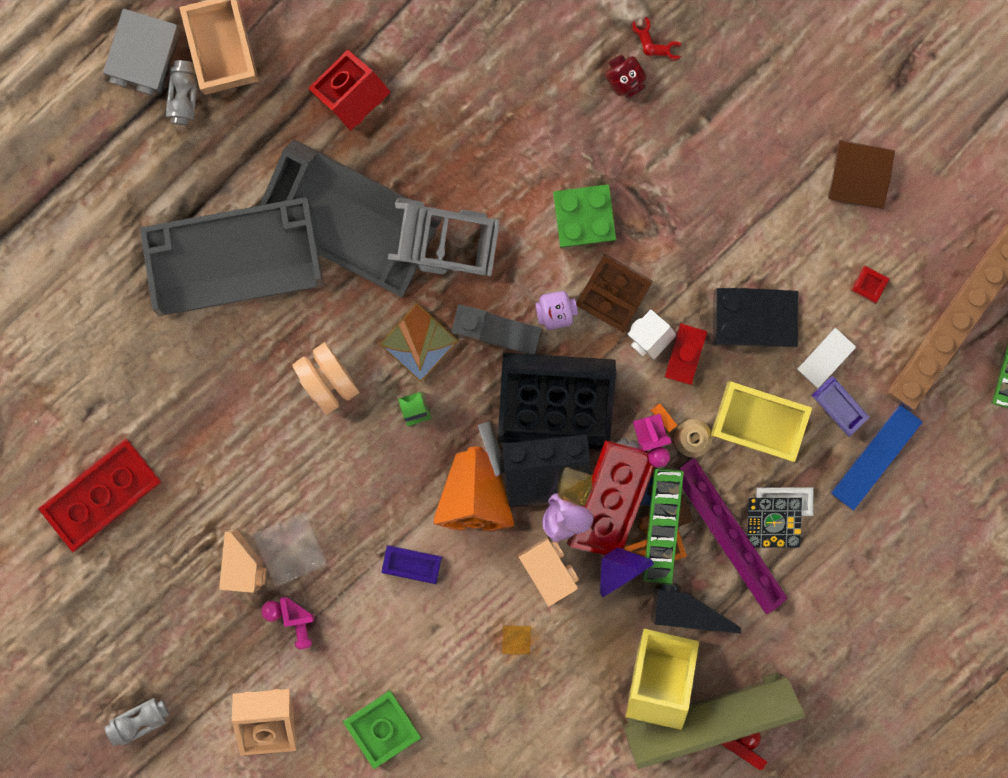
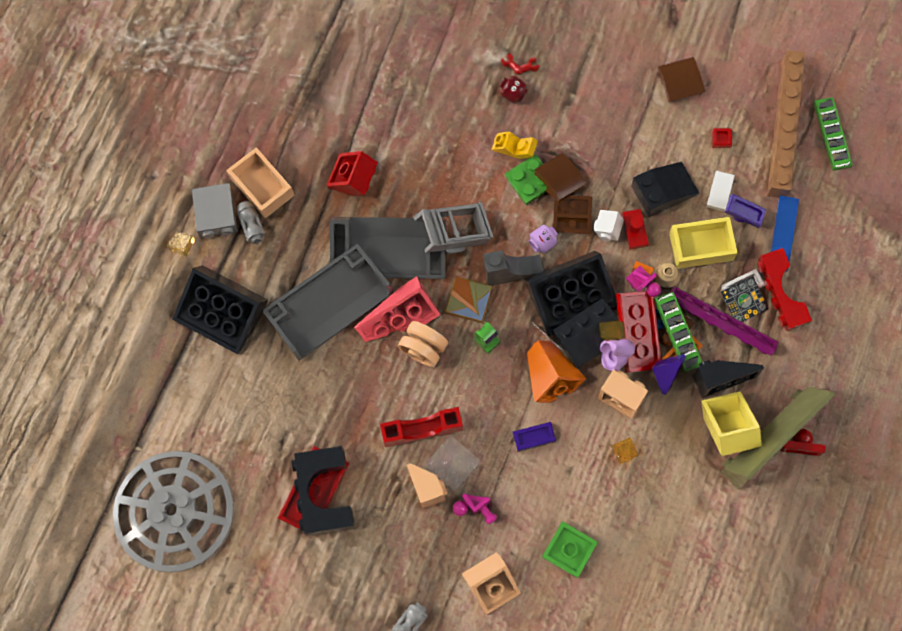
camera: 20 degrees left, 15 degrees down
(77, 75) = (181, 243): none -> clear yellow slope
(82, 537) = (308, 467): none -> black arch
(87, 193) = (219, 308): none -> black slope
(272, 485) = (435, 425): none -> red arch
(327, 313) = (405, 305): none -> coral wedge
(586, 157) = (511, 145): none -> yellow slope
(623, 235) = (560, 177): none -> reddish brown slope
(834, 500) = (792, 313): none -> red arch

